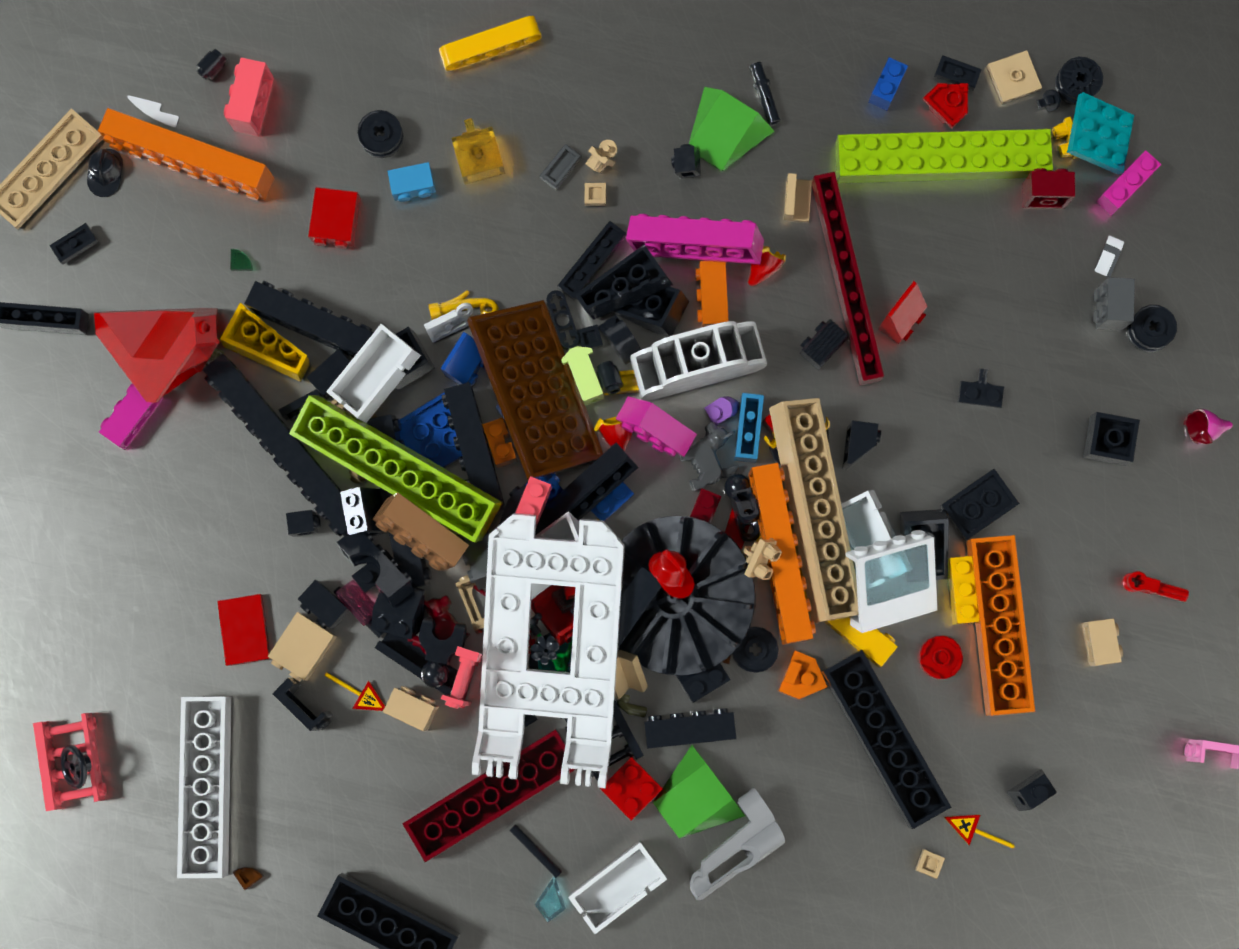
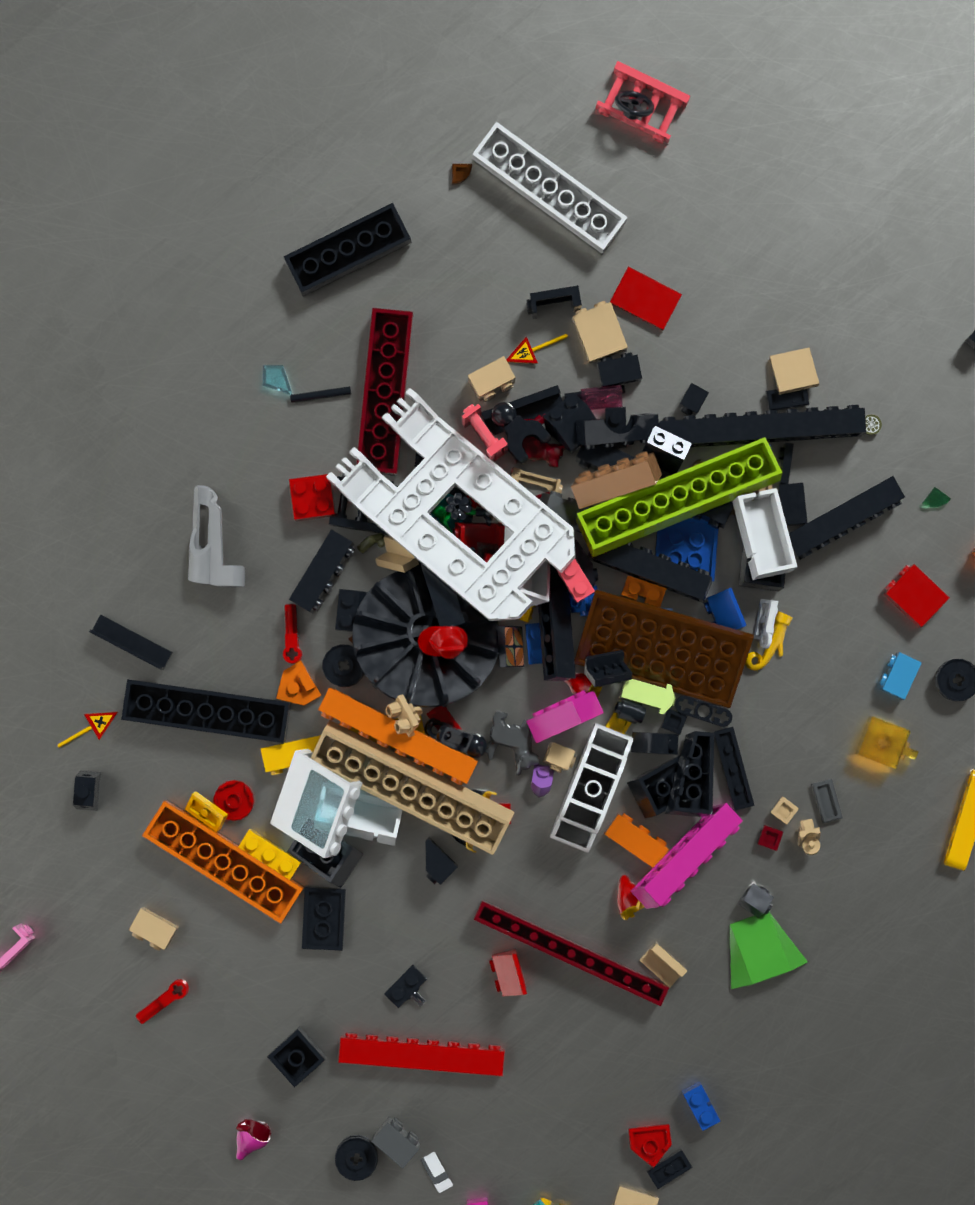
camera: 125 degrees right, 5 degrees up
(127, 418) = (875, 330): dark pink brick -> none
(159, 345) = (912, 390): red panel -> none
(215, 456) = (794, 371): none -> tan tile
(243, 445) = (787, 400): none -> black plate
(259, 342) = (857, 467): yellow wedge -> none
(588, 421) = (607, 668): none -> black bracket
(617, 887) = (249, 434): white piece -> none
(626, 189) = (770, 837): none -> dark red plate
(631, 518) = (510, 646): none -> tile
(693, 408) = (559, 757): none -> tan brick
(695, 798) = (270, 539): bright green wedge -> none
(705, 505) = (476, 708): dark red brick -> none
(749, 428) = (512, 788): dark azure brick -> none
(762, 86) = (766, 1004): black pin -> none
(764, 714) = (291, 635): none -> red connector
(823, 344) = (534, 895): black brick -> none
(877, 851) = (131, 642): none -> black panel
(930, 863) = (93, 674): tan plate -> none
(942, 155) = (611, 1104): lime brick -> none
(969, 673) = (206, 811): none -> yellow plate
(1027, 338) = (421, 1055): none -> red brick
(1048, 189) = (522, 1163): dark red brick -> none

